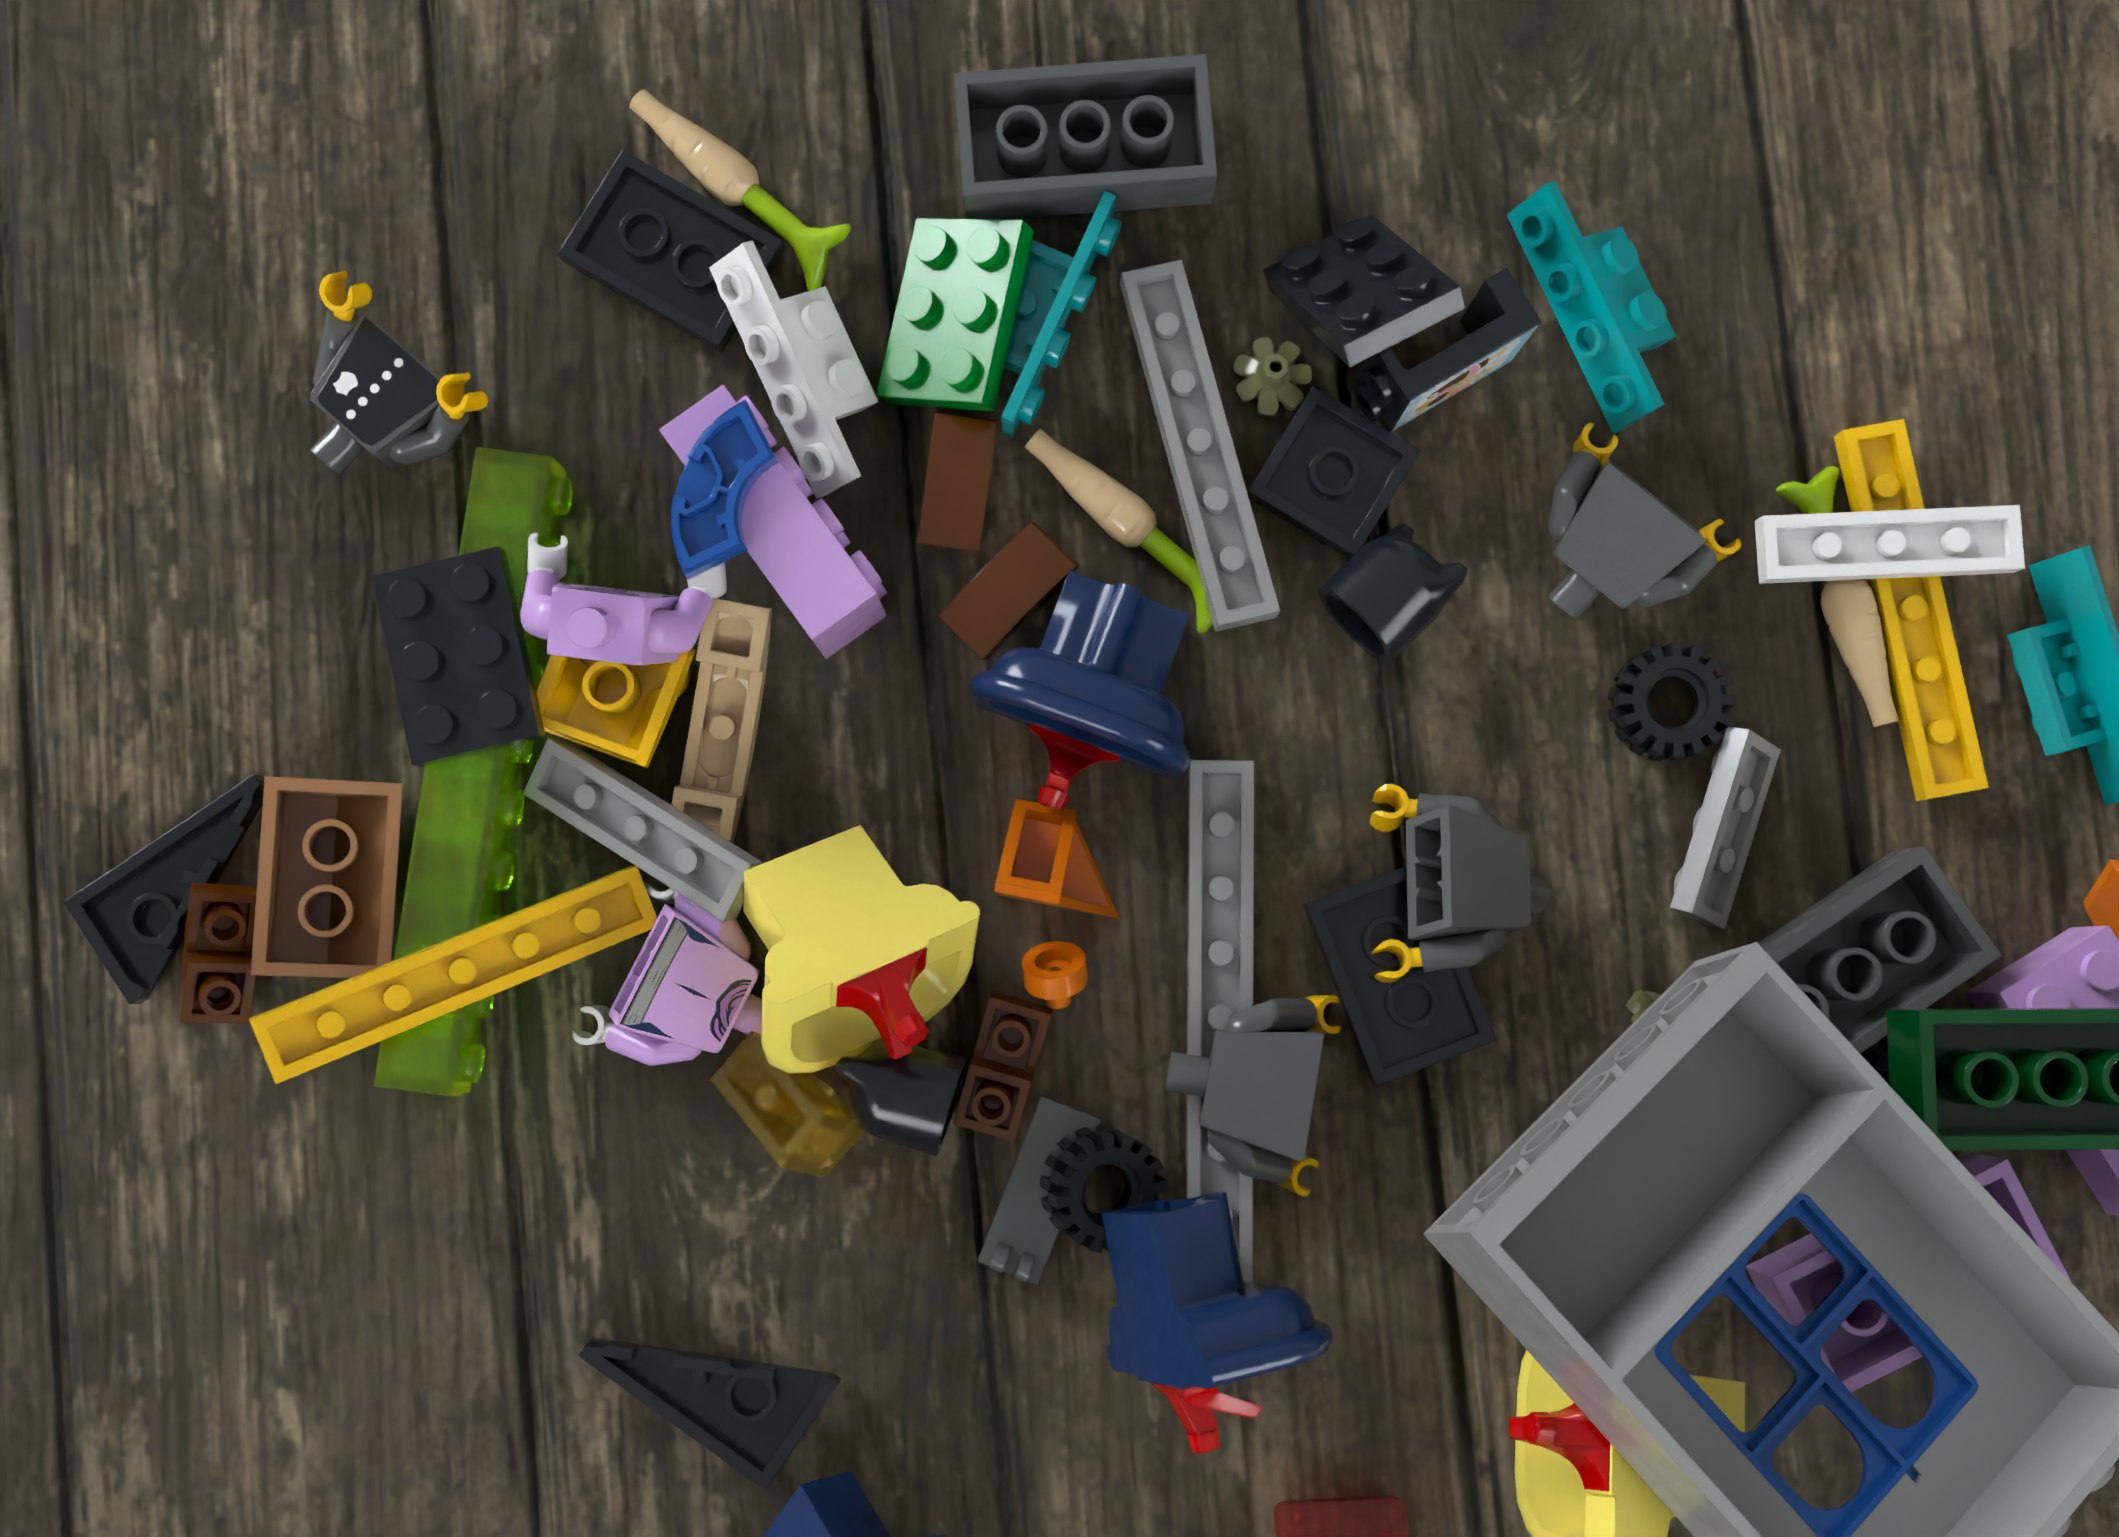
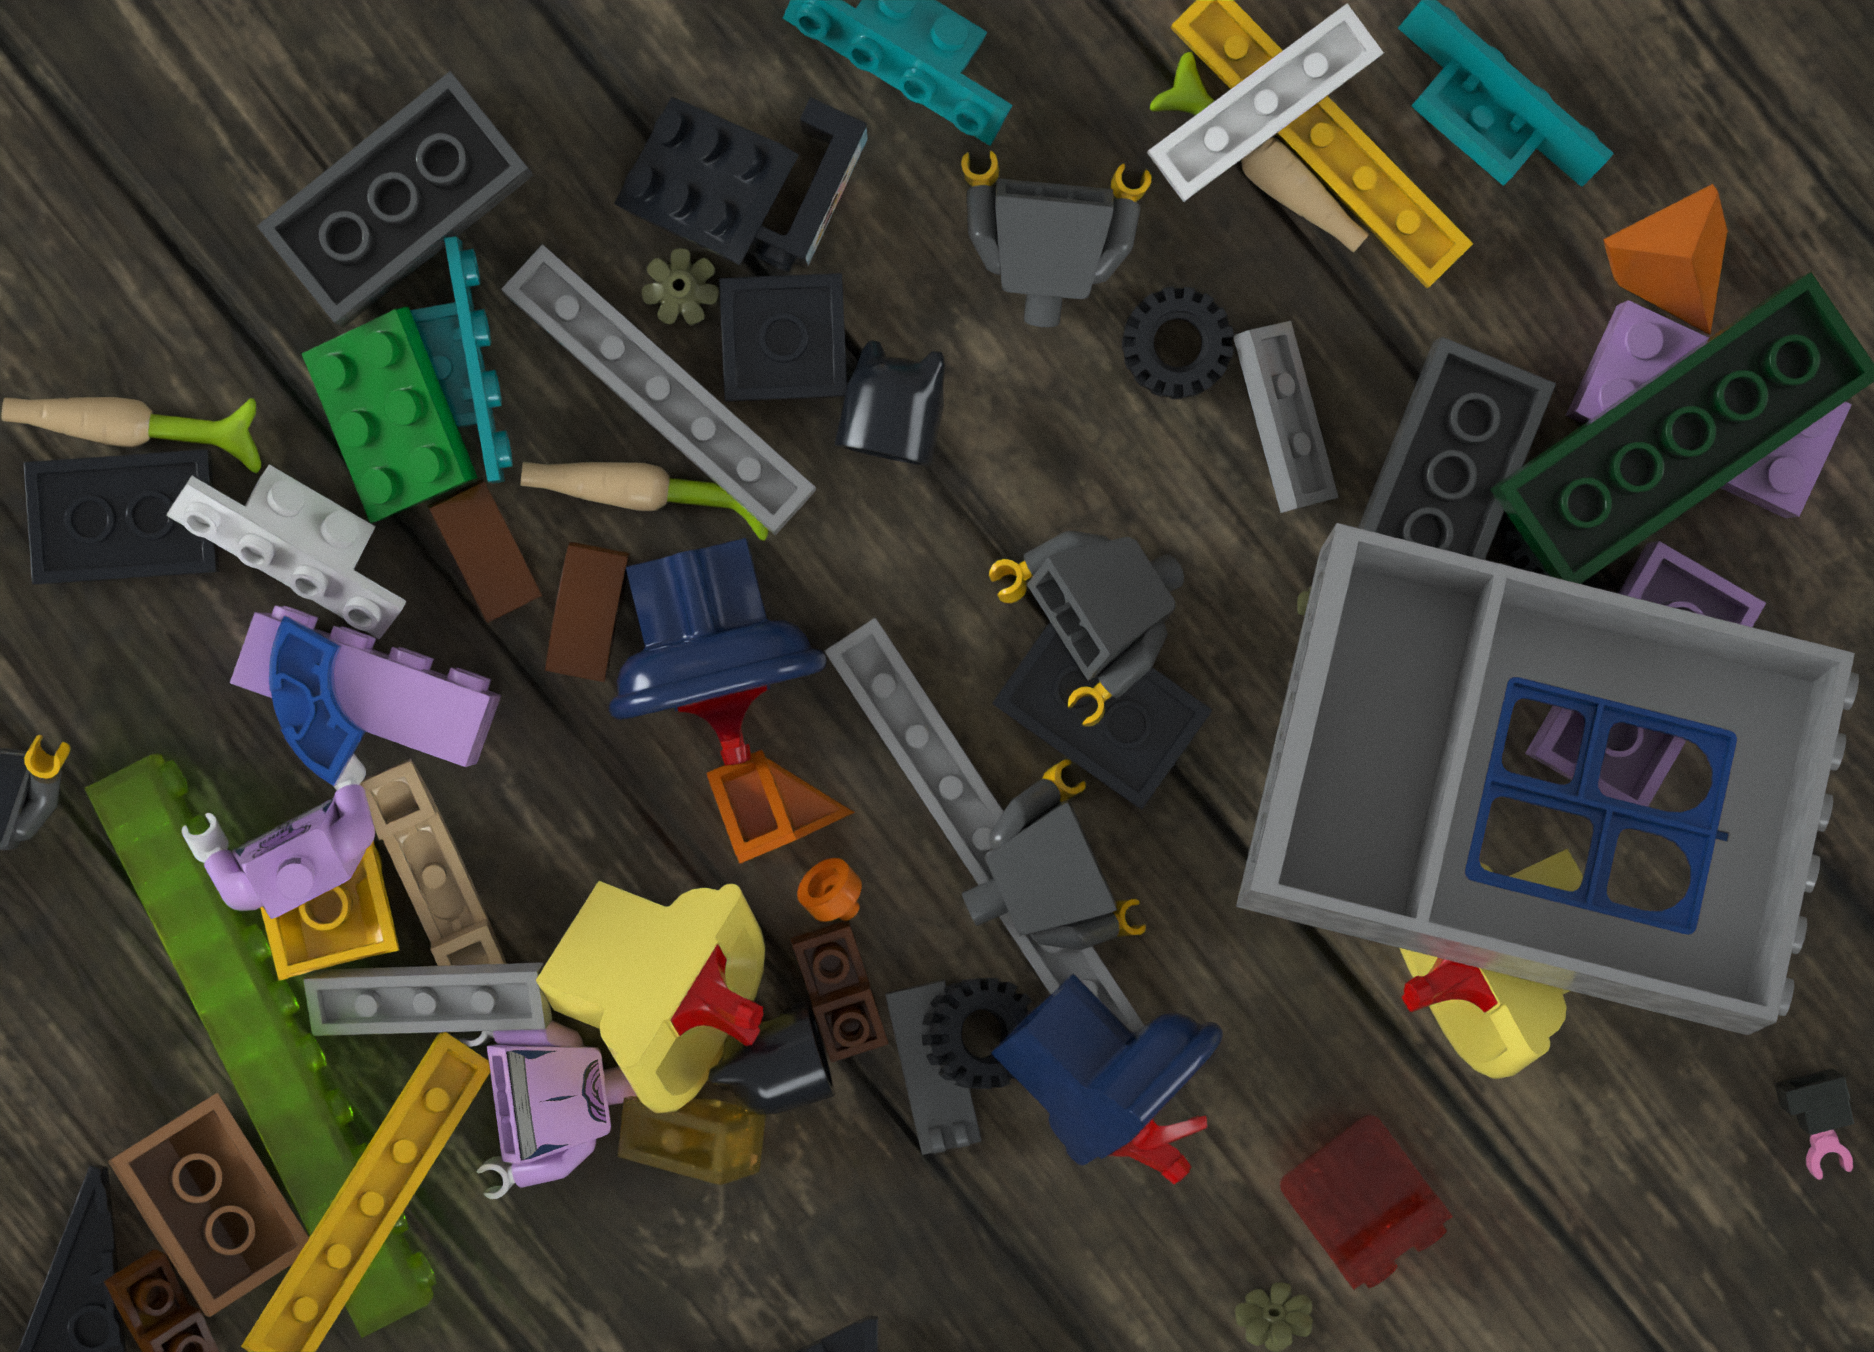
camera: 35 degrees left, 5 degrees up
(458, 656) = (191, 963): black plate -> none

